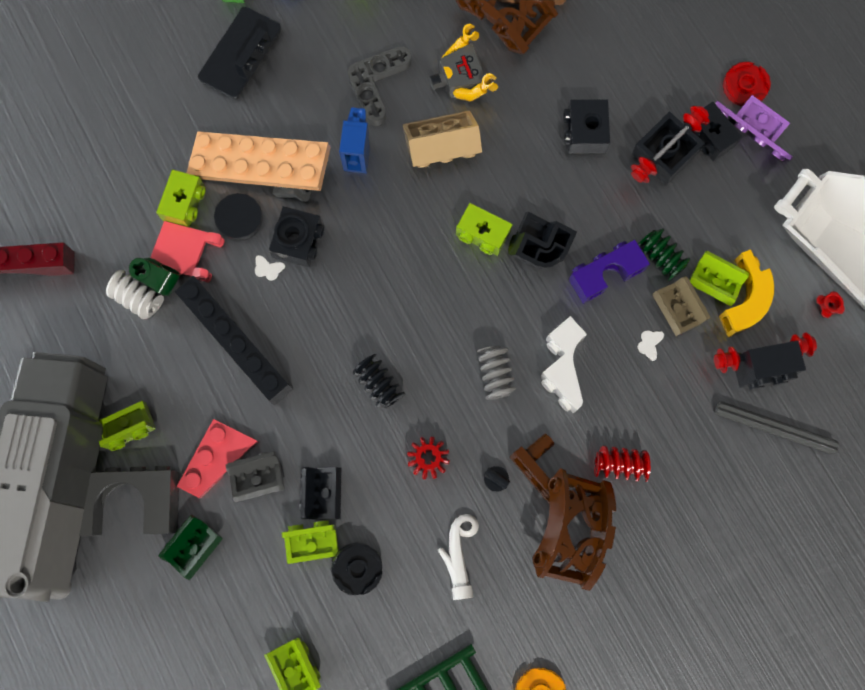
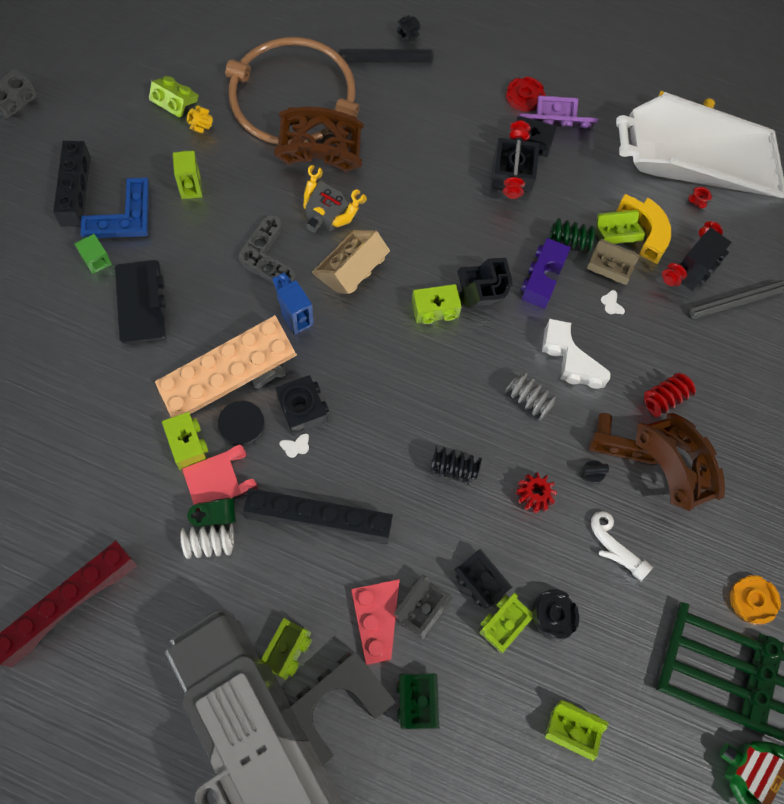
camera: 45 degrees left, 10 degrees down
(580, 137) = (437, 184): black brick -> none

